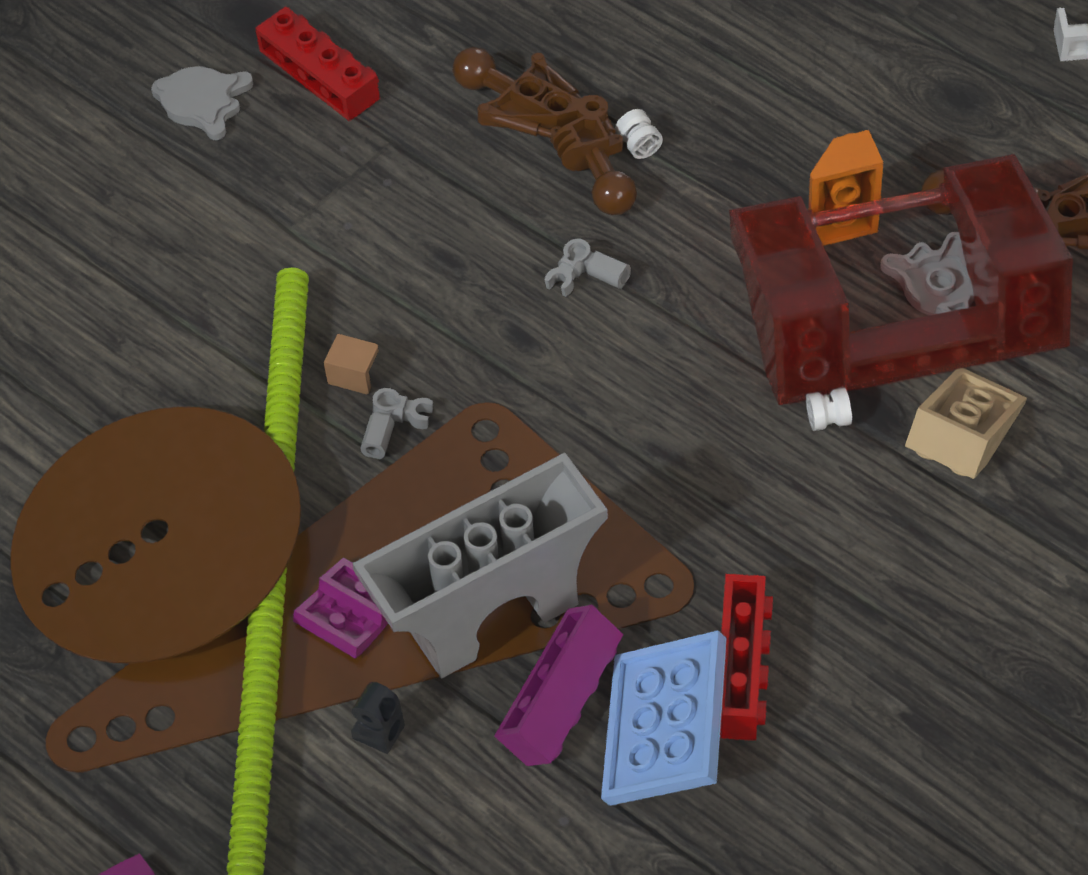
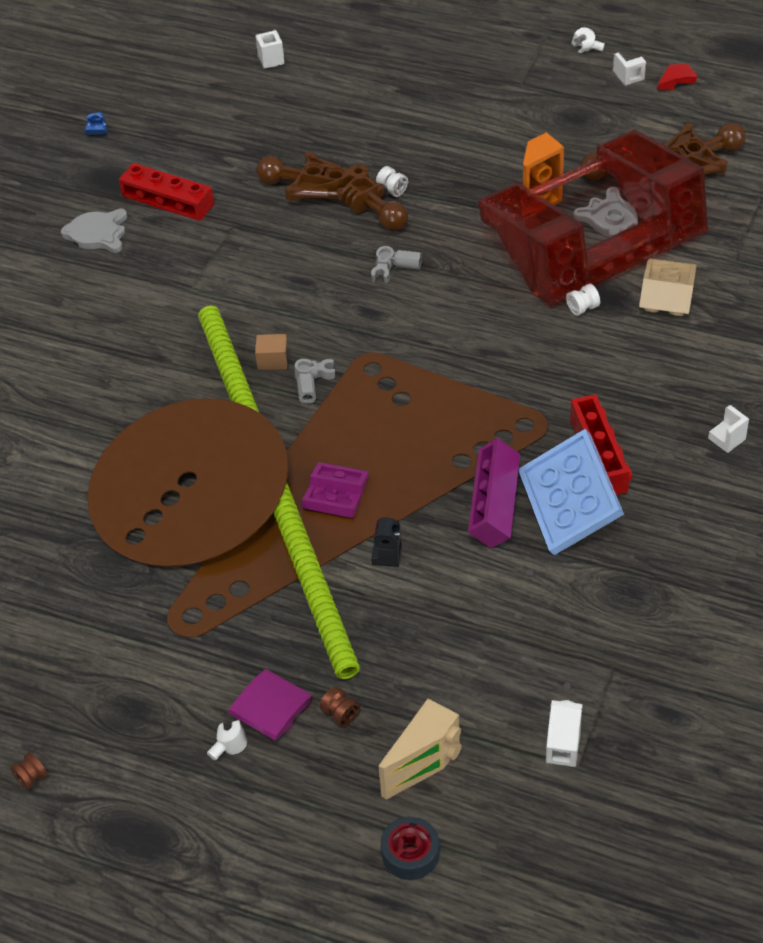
camera: 20 degrees left, 5 degrees down
(487, 552) = (428, 418): light grey piece -> none
(947, 690) = (730, 431): none -> white panel

